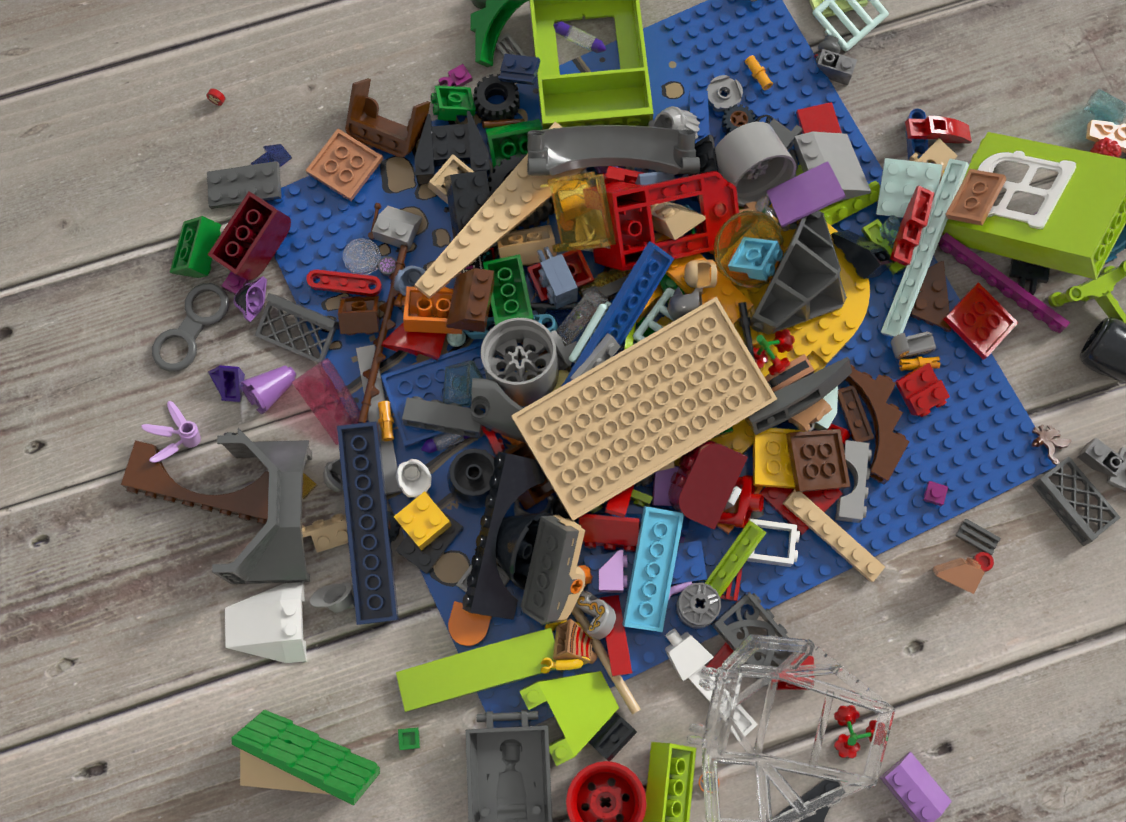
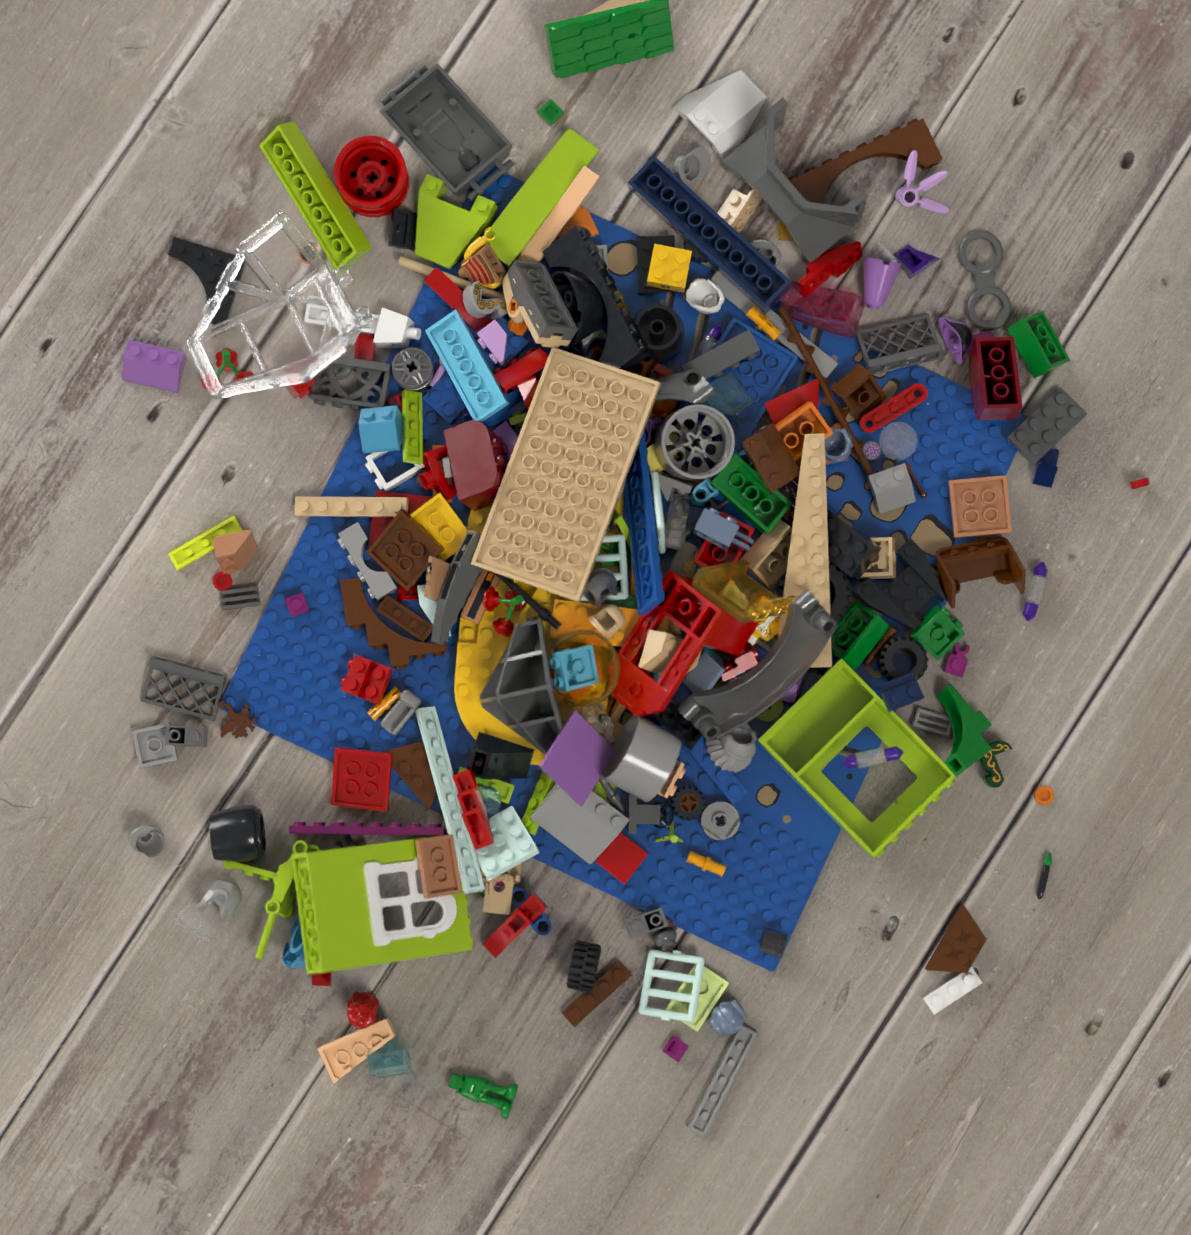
camera: 145 degrees right, 10 degrees up
(295, 429) = (831, 263): none -> red slope
(345, 89) = (1035, 591): none -> piece
(474, 638) = (560, 215): none -> light nougat tile
(602, 352) = (633, 487): light grey plate -> none
(763, 575) = (380, 429): none -> dark azure slope
(771, 103) = (672, 836): none -> lime plant
(908, 65) = (583, 966): none -> black tyre
(909, 50) = (602, 989): none -> reddish brown plate
(975, 604) = (202, 544): none -> neon yellow tile
(1047, 46) = (476, 1090): none -> green piece

